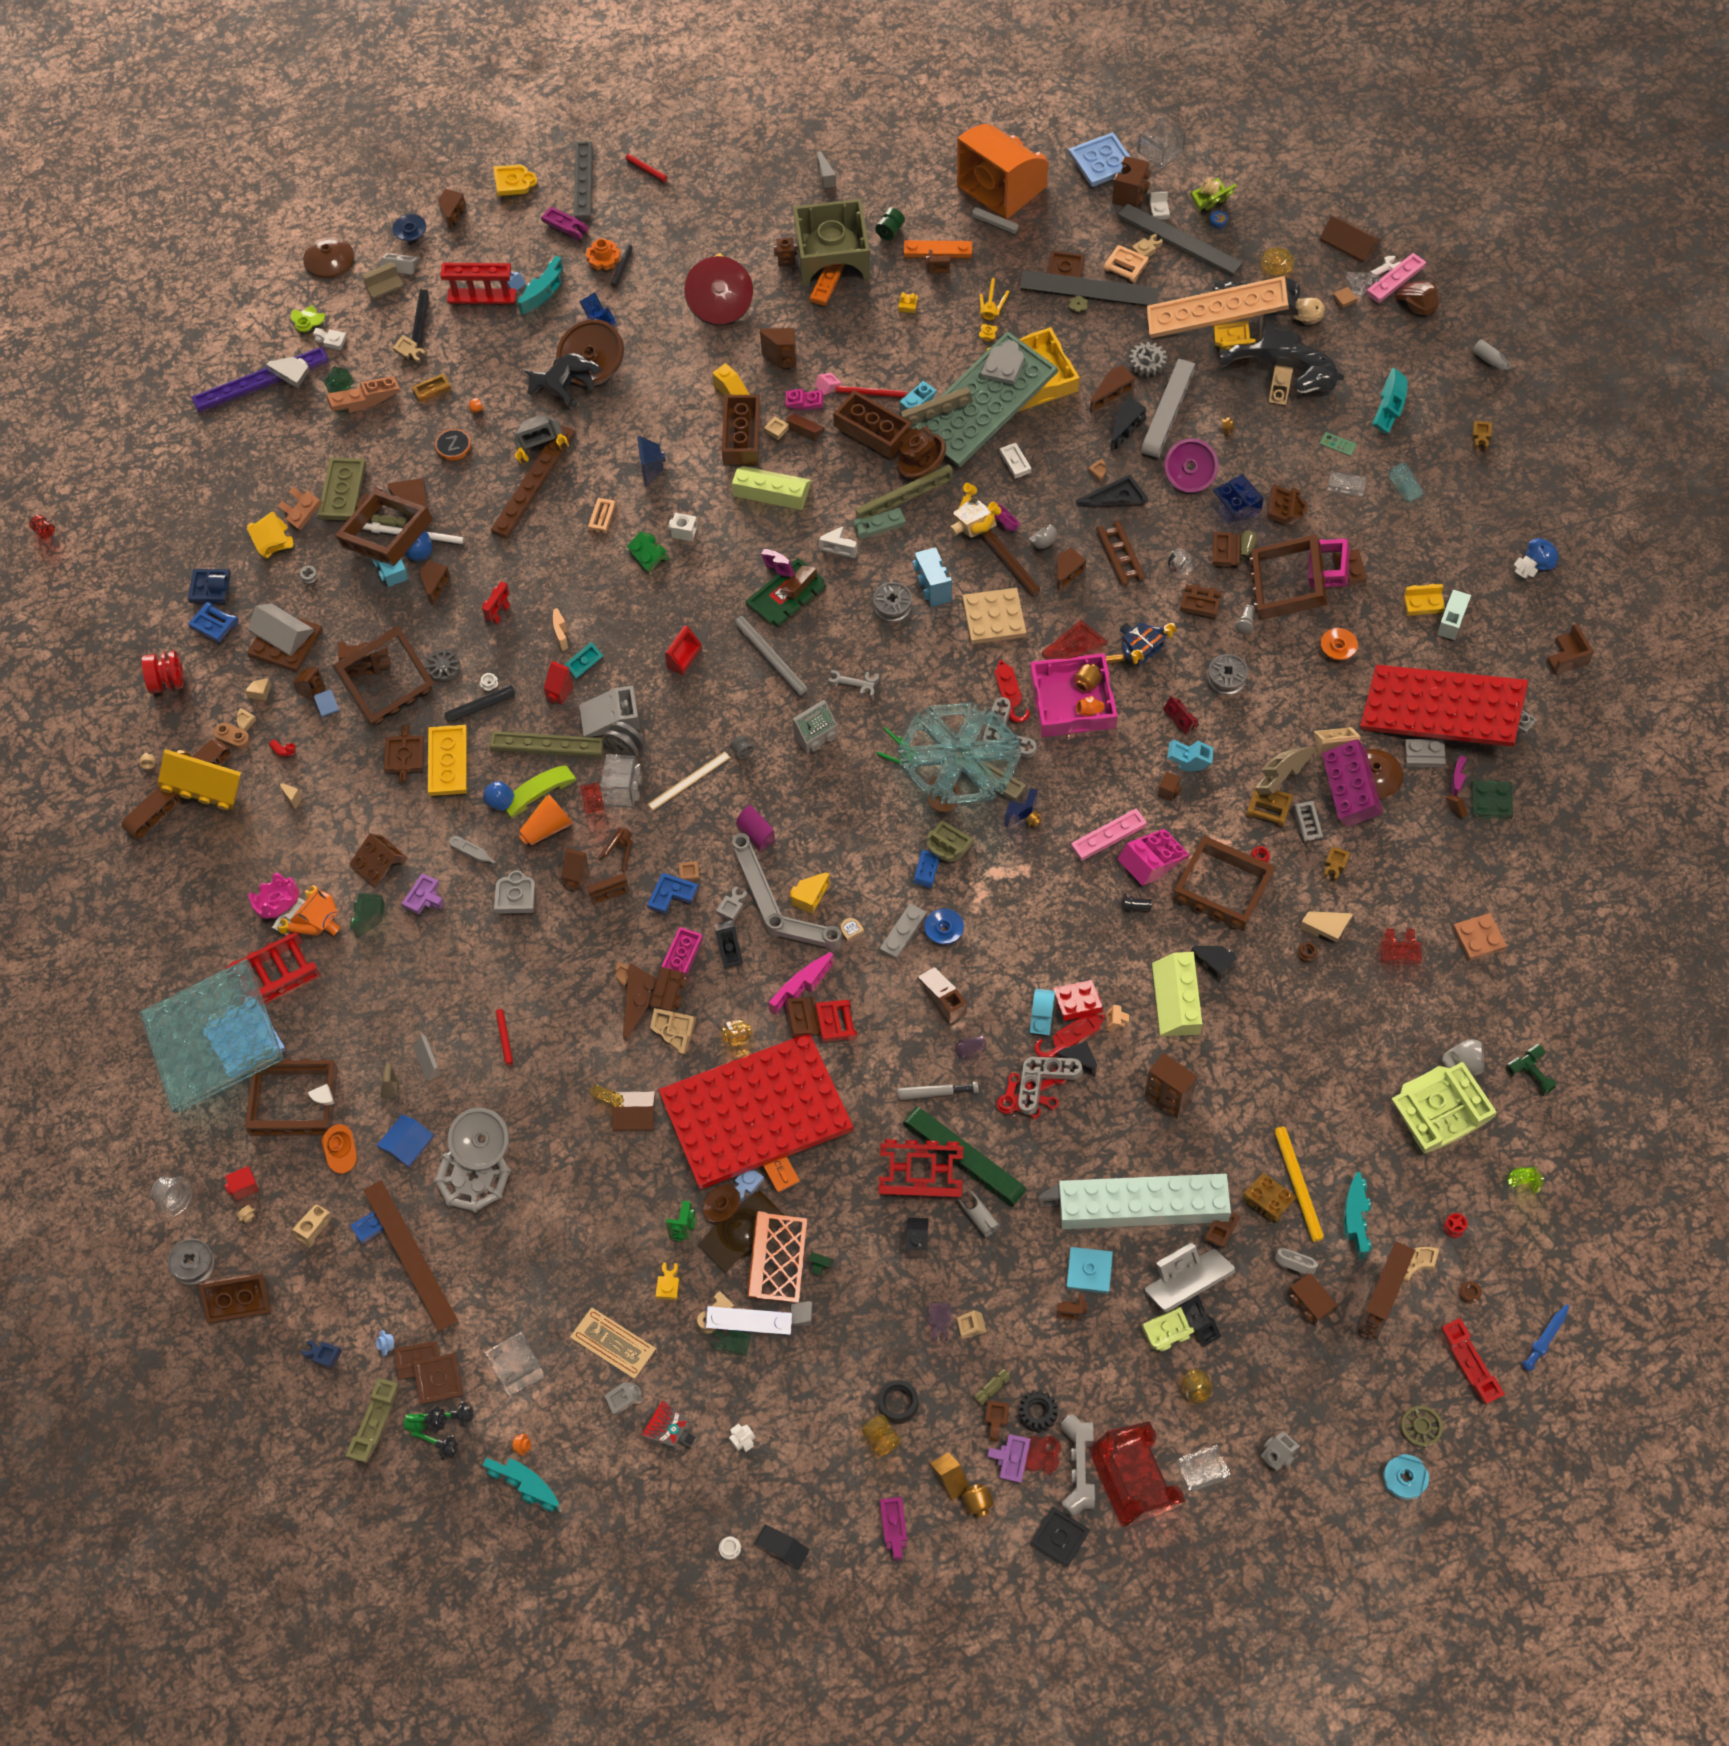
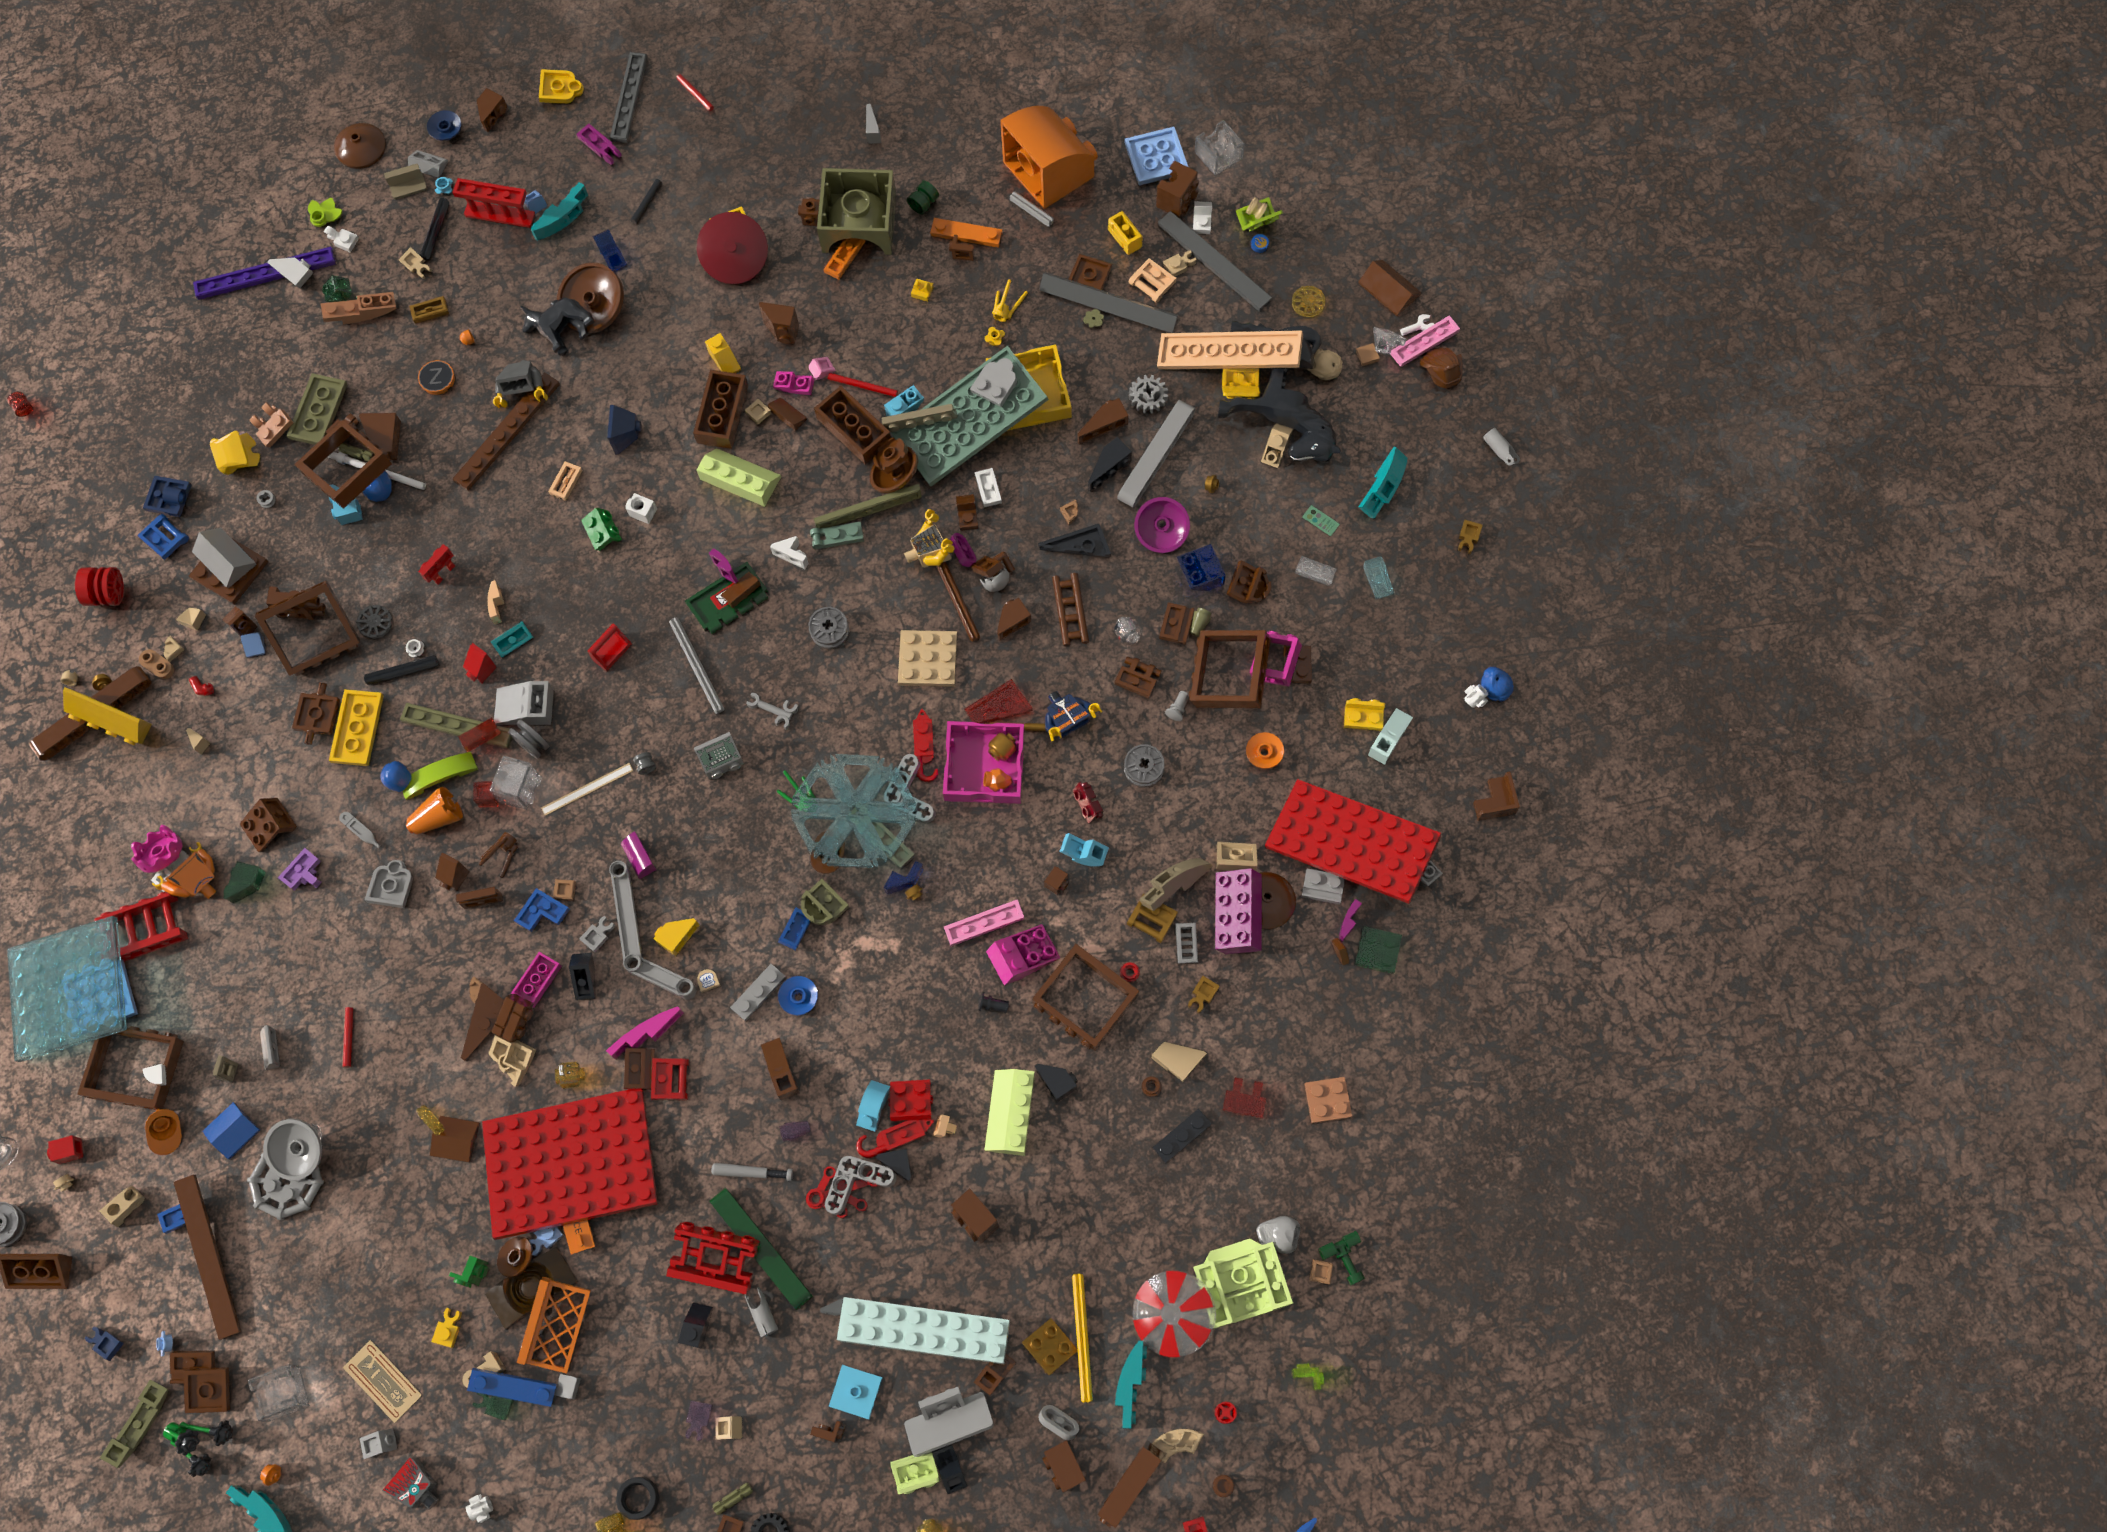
camera: 10 degrees right, 10 degrees up
(420, 279) = (443, 181): none -> medium azure plate
(434, 578) = (384, 527): reddish brown slope -> none
(573, 746) = (479, 734): none -> clear red slope
(603, 254) = (629, 187): orange plant -> none
(820, 1262) = (596, 1336): dark green tile -> none
(932, 577) = (874, 606): dark azure wedge -> none
(1000, 485) = (967, 512): none -> reddish brown slope
(1036, 525) = (990, 567): none -> reddish brown plate
(1090, 226) = (1125, 232): none -> yellow brick
(1348, 991) = (1181, 1136): none -> black plate
(1383, 1144) = (1174, 1313): none -> dish
(1513, 1088) = (1321, 1272): none -> medium nougat tile

